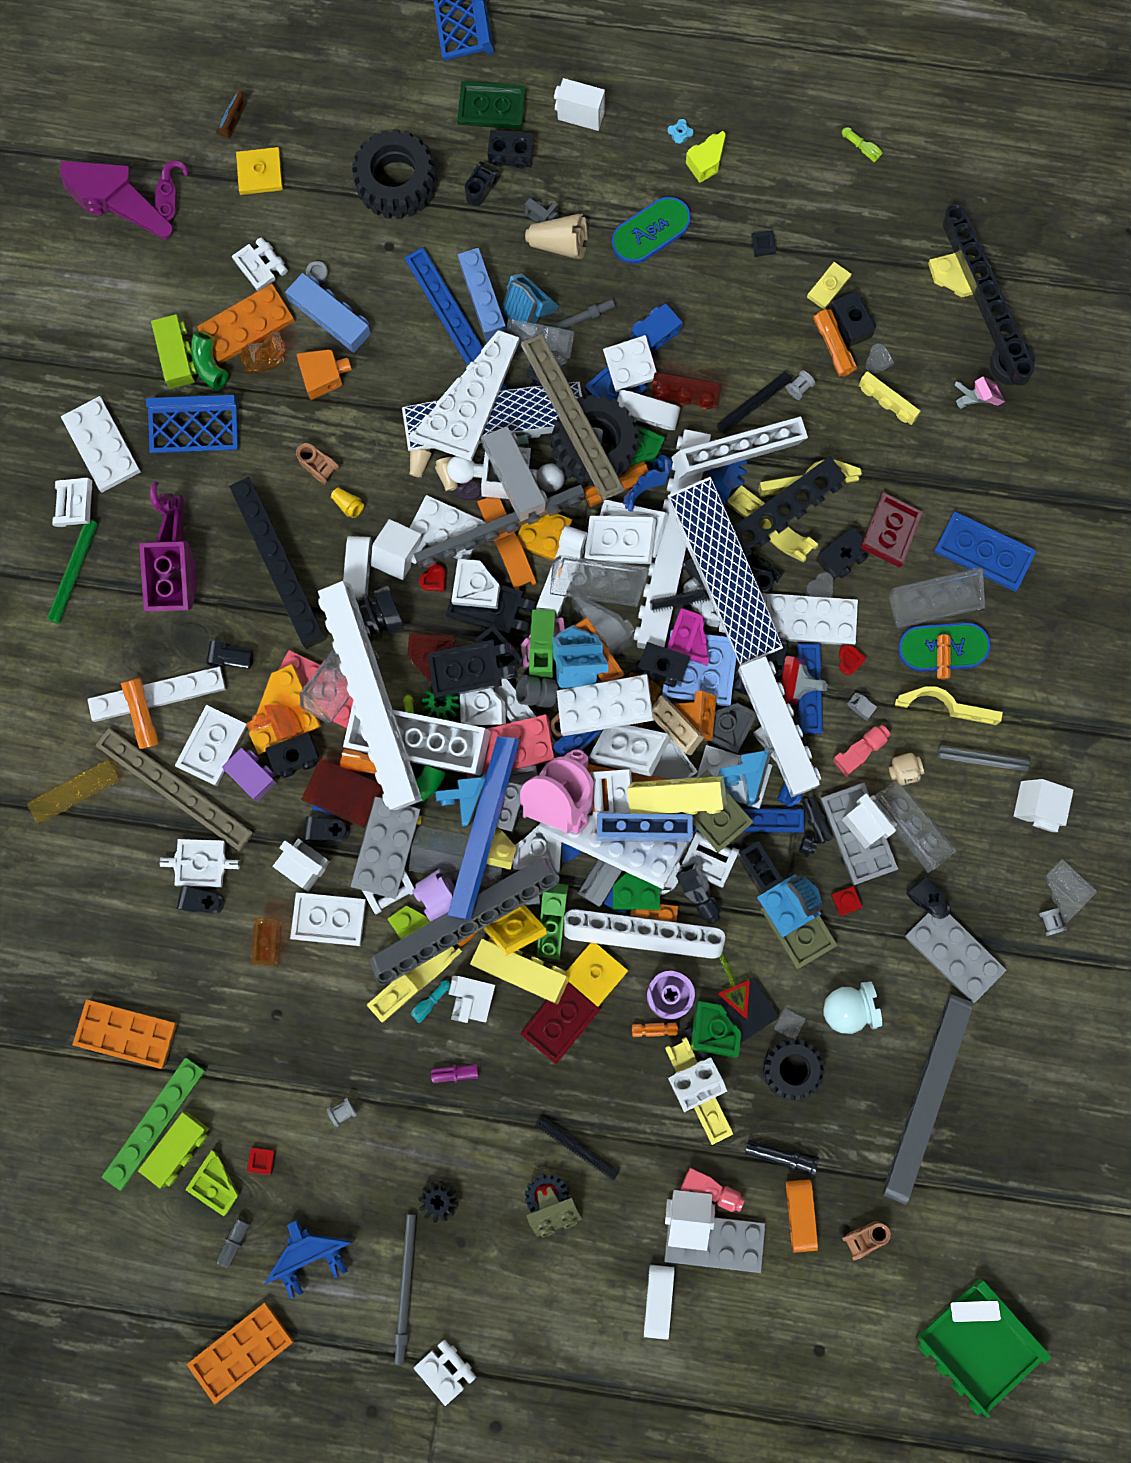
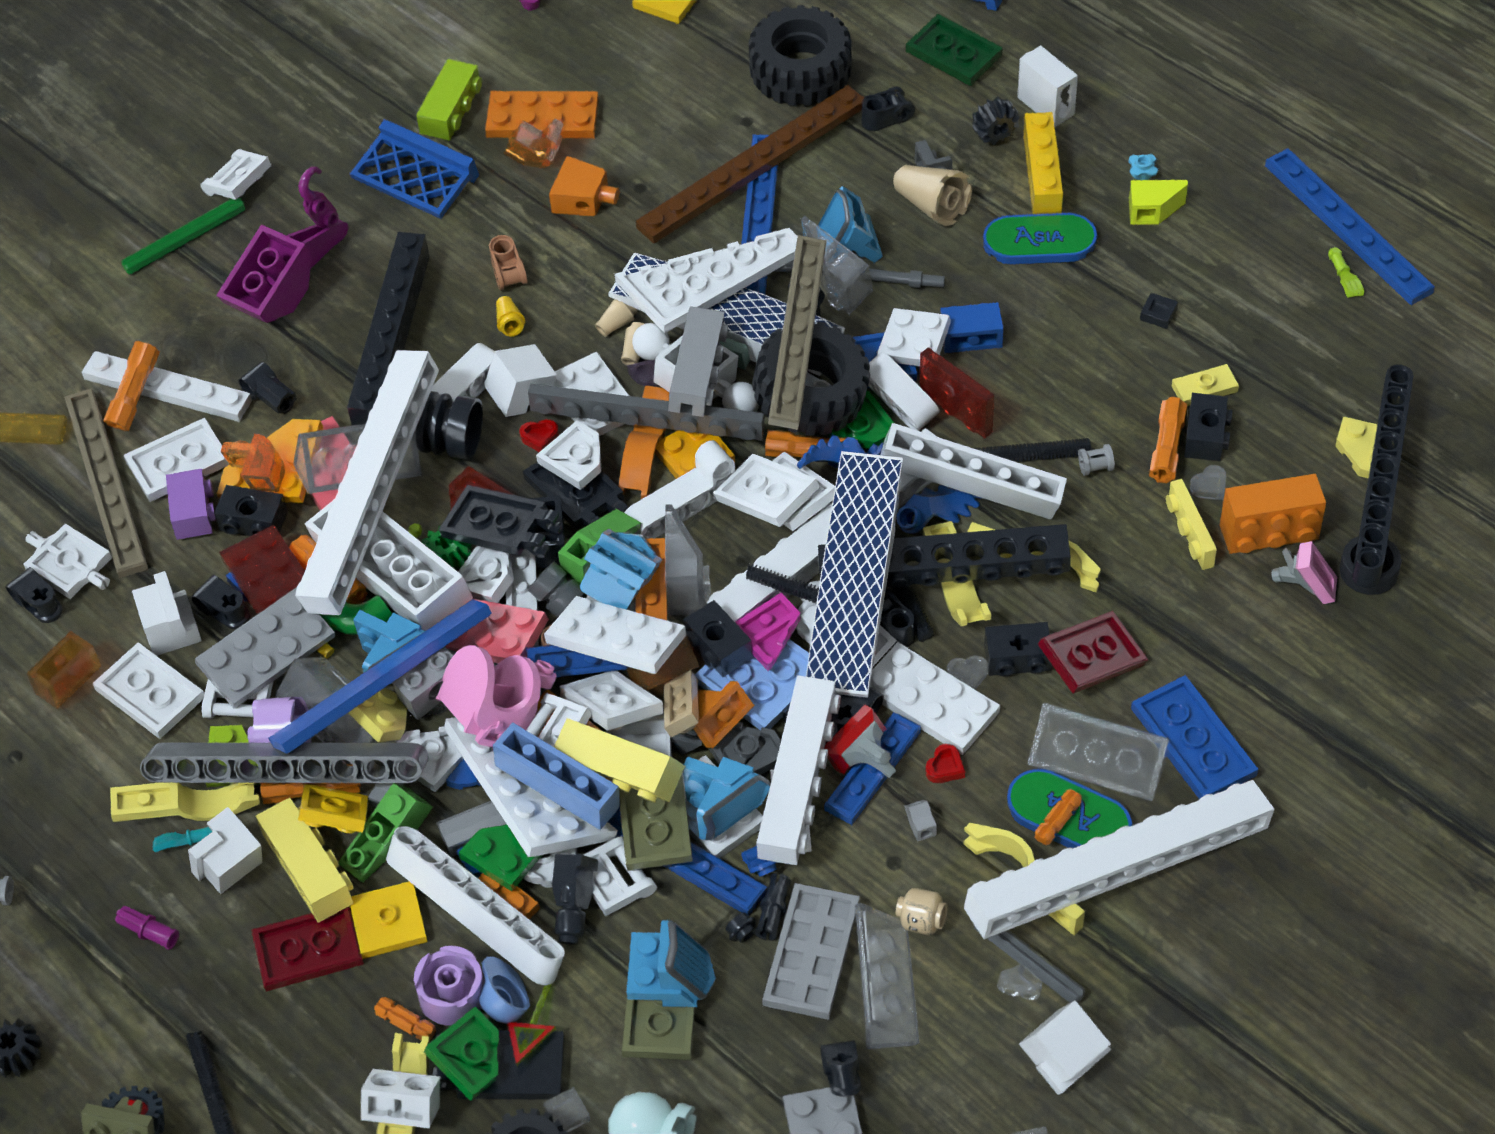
camera: 30 degrees right, 25 degrees down
(100, 444) = (309, 141): white plate -> none
(204, 361) = (471, 122): green cylinder -> none
(254, 268) = (592, 73): white plate -> none
(318, 271) = (652, 106): light grey tile -> none
(328, 312) = (633, 142): medium blue brick -> none
(423, 284) = (749, 164): none -> reddish brown plate
(481, 293) = (808, 191): medium blue brick -> none
(511, 143) = (943, 94): black brick -> none
(563, 152) = (995, 120): none -> black gear
(598, 580) = (713, 516): clear slope -> none
(617, 170) = (1042, 163): none -> yellow brick
(705, 979) = (503, 992): none -> medium blue cap
(759, 867) = (662, 901): black brick -> none
(840, 103) = (1350, 227): none -> blue tile
(846, 901) = (741, 1018): red plate -> none
(859, 752) = (878, 862): coral piece -> none
(869, 821) = (828, 929): white plate -> none
(938, 364) = (1272, 513): none -> orange brick
(989, 778) = (1020, 982): none -> clear tile
(1002, 666) = (1117, 858): none -> white brick

